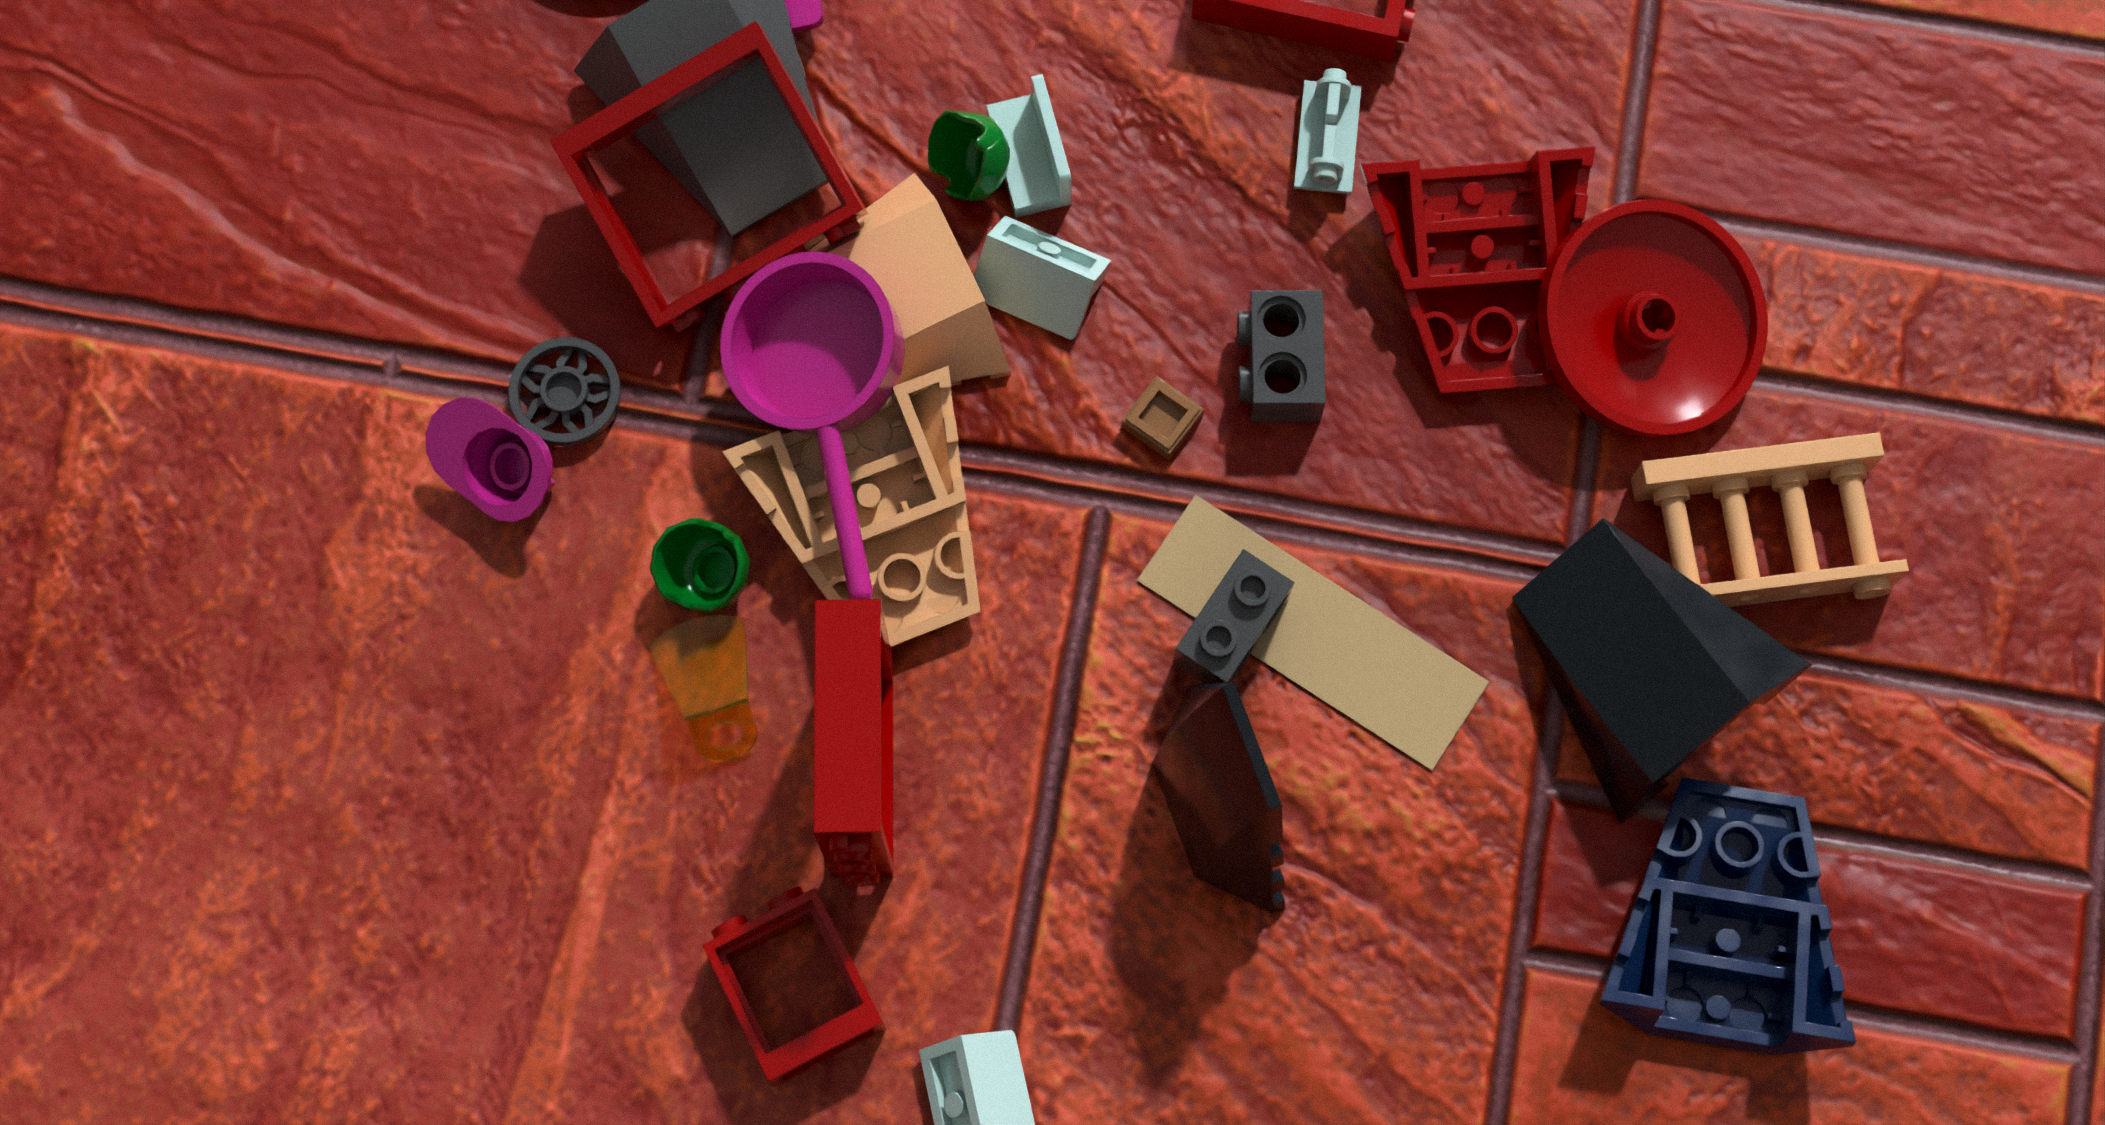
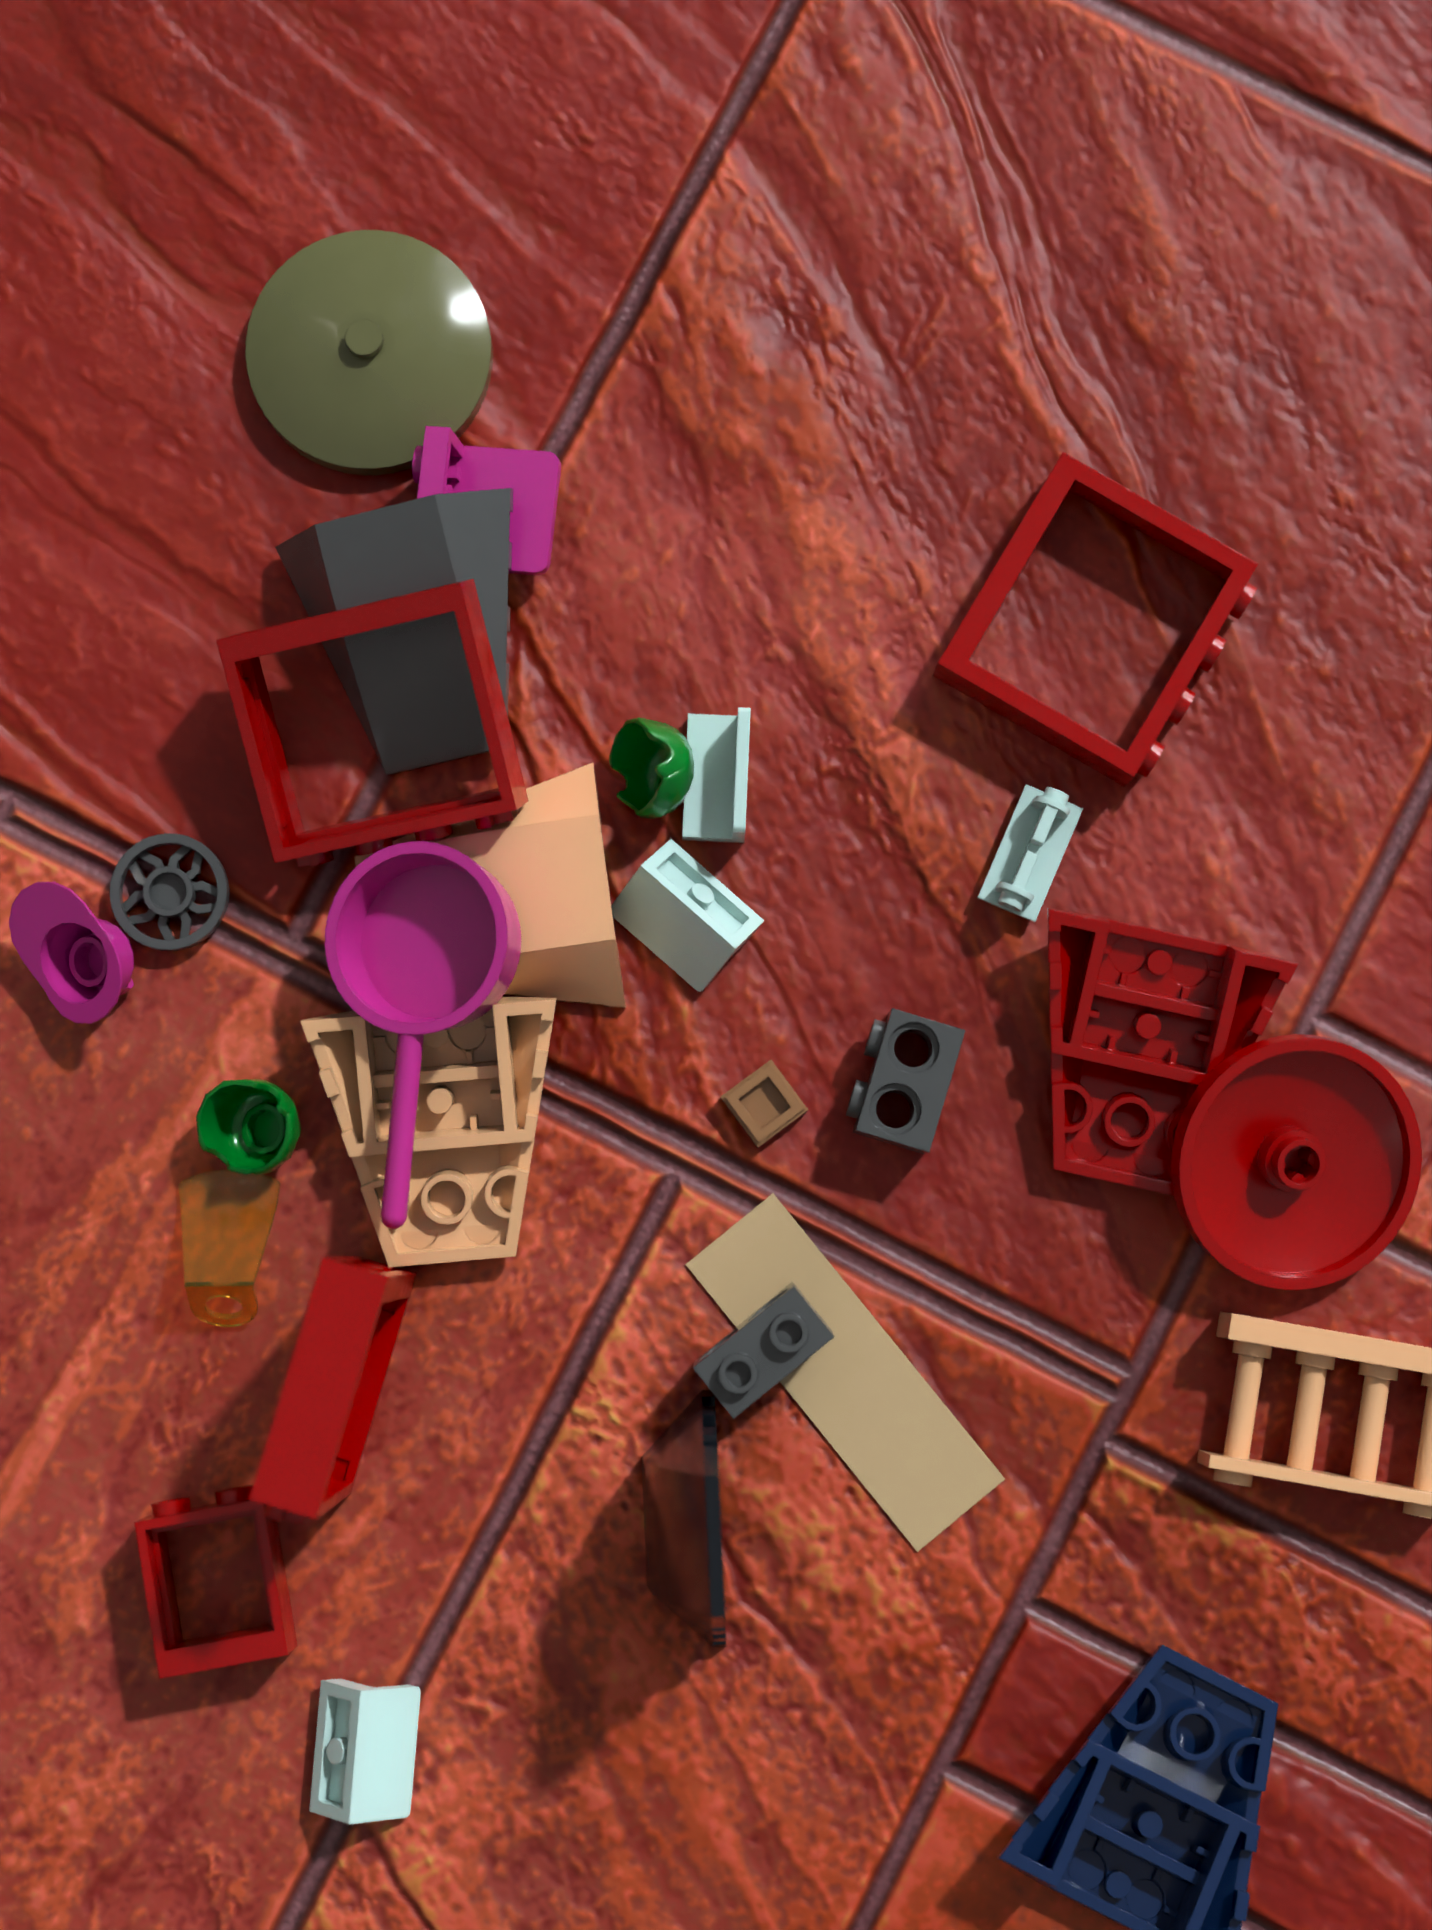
camera: 15 degrees right, 10 degrees up
(1644, 660) = (1166, 1521): black wedge -> none

